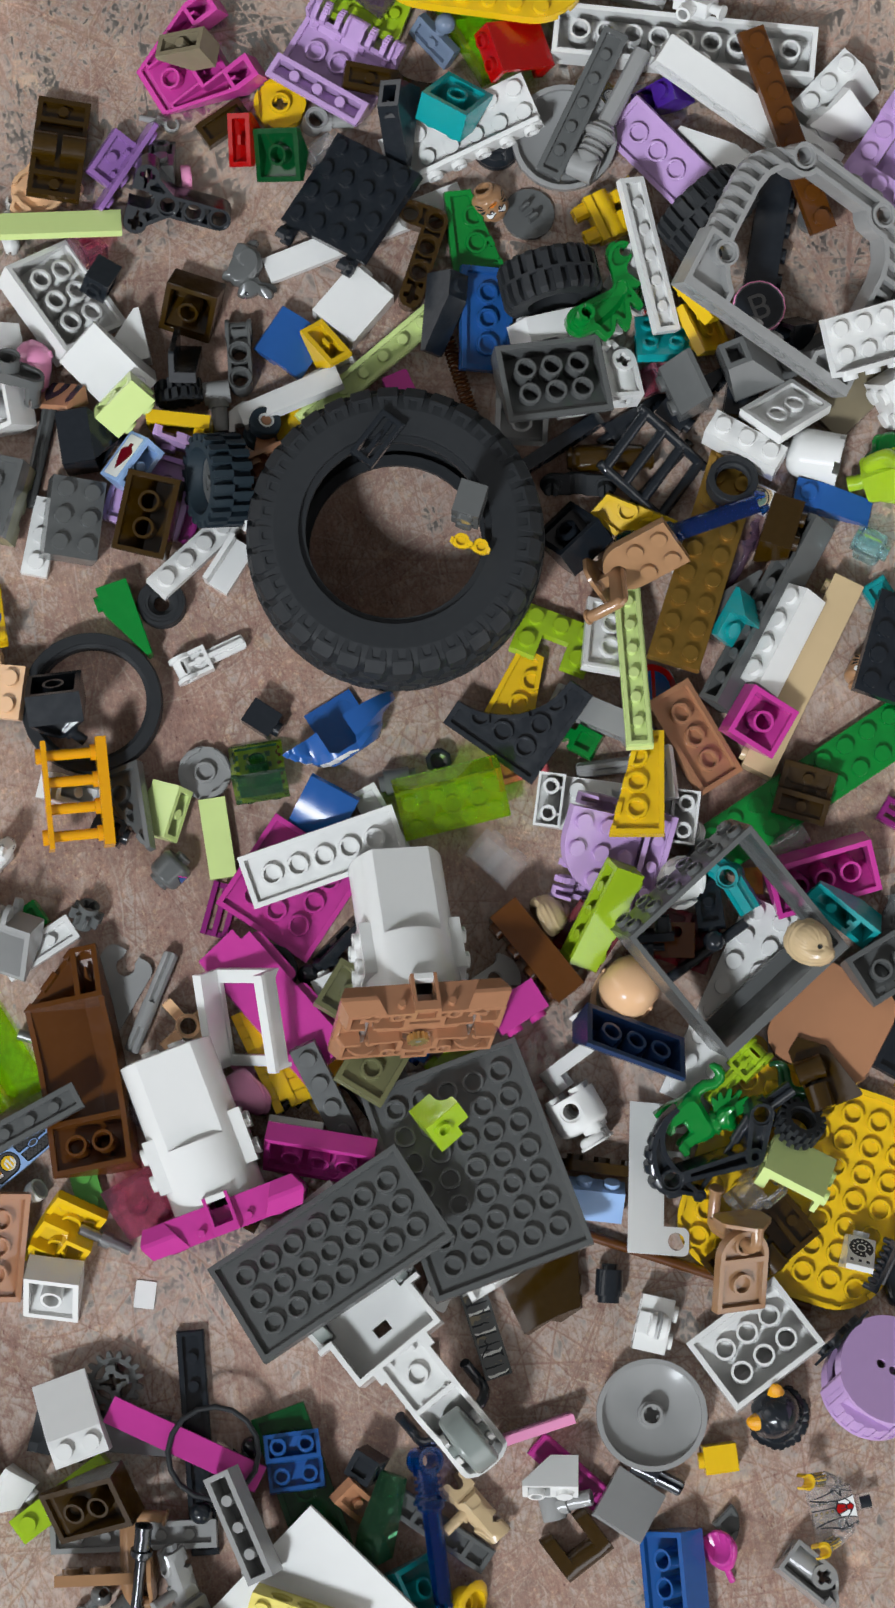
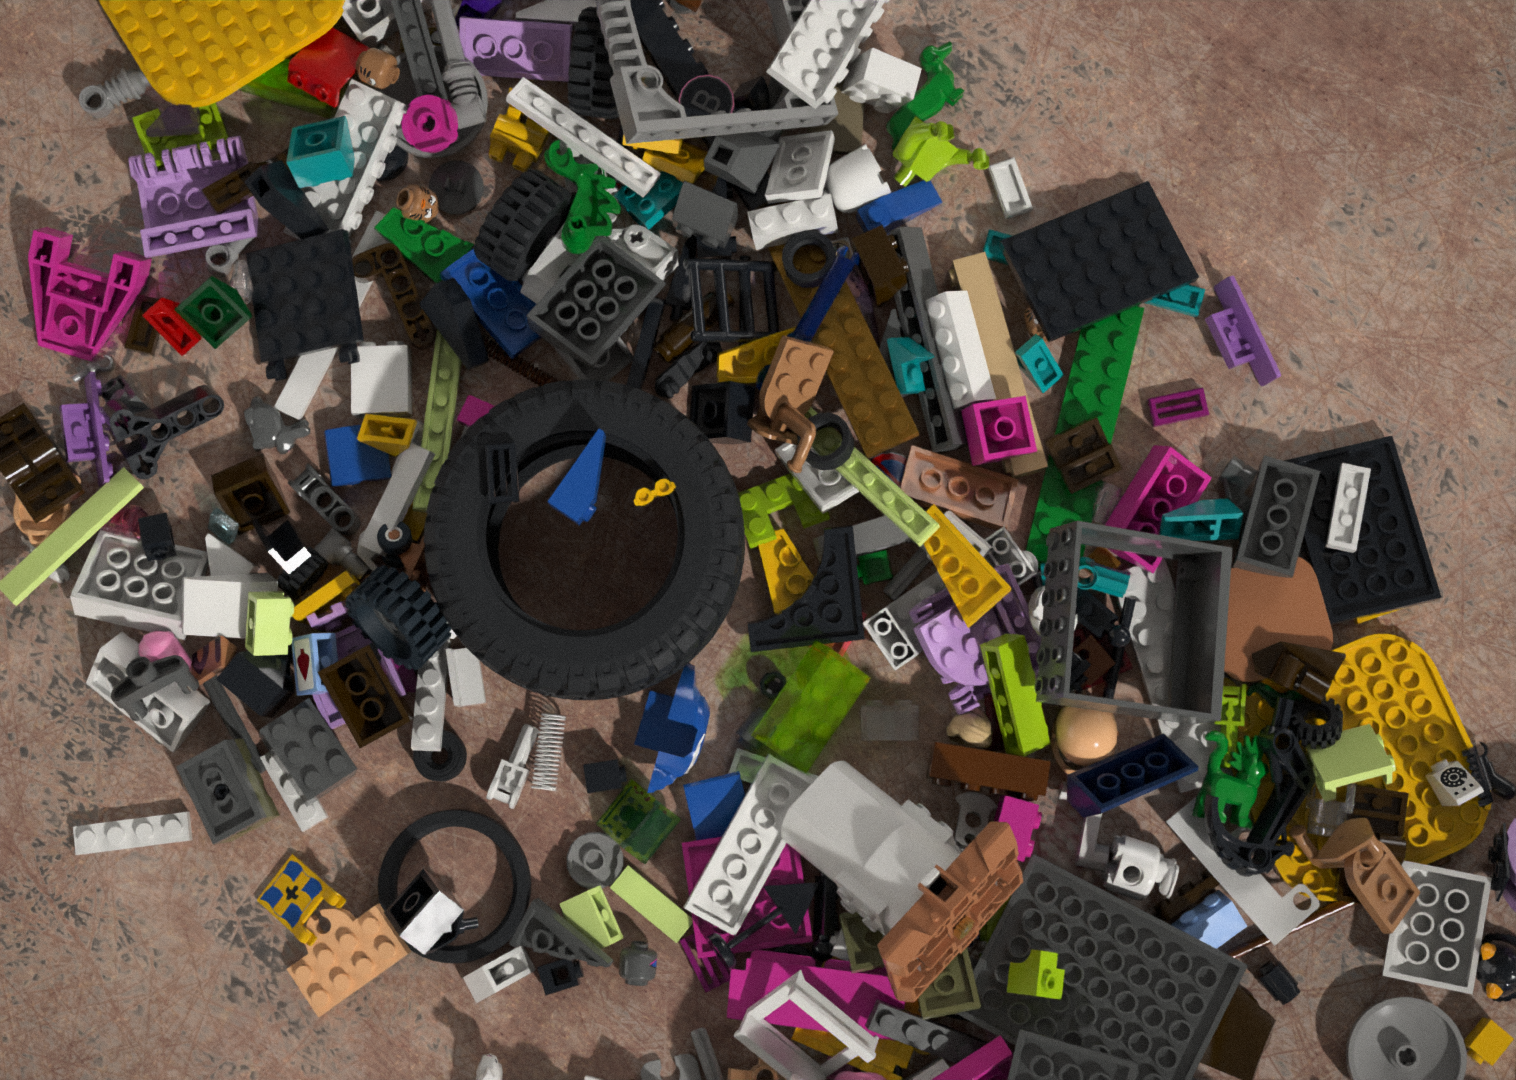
camera: 35 degrees left, 0 degrees up
(86, 914) = (602, 1061): dark grey gear -> none
(98, 778) = (537, 964): light orange fence -> none
(121, 610) = (409, 788): green slope -> none
(153, 311) = (223, 526): none -> clear light blue tile
(186, 176) = (153, 394): bright pink tile -> none
(188, 49) = (65, 290): dark tan slope -> none
(212, 686) = (546, 737): none -> white piece
(272, 117) = (178, 287): yellow plate -> none
(314, 922) = (791, 902): none -> black piece
(422, 494) = (580, 486): none -> blue slope
(434, 39) = (256, 111): sand blue plate -> none
(469, 504) = (626, 462): dark grey brick -> none
(545, 80) = (377, 68): none -> medium nougat head
(557, 162) = (445, 124): none -> dark pink plate
(630, 638) = (842, 454): none -> black tyre
(648, 377) = (668, 232): clear pink slope -> none
(654, 1324) = (1342, 982): white brick -> none
(803, 939) = (1195, 573): tan hair -> none
(831, 700) = (1038, 363): none -> teal slope
(869, 546) = (959, 216): clear light blue head -> none

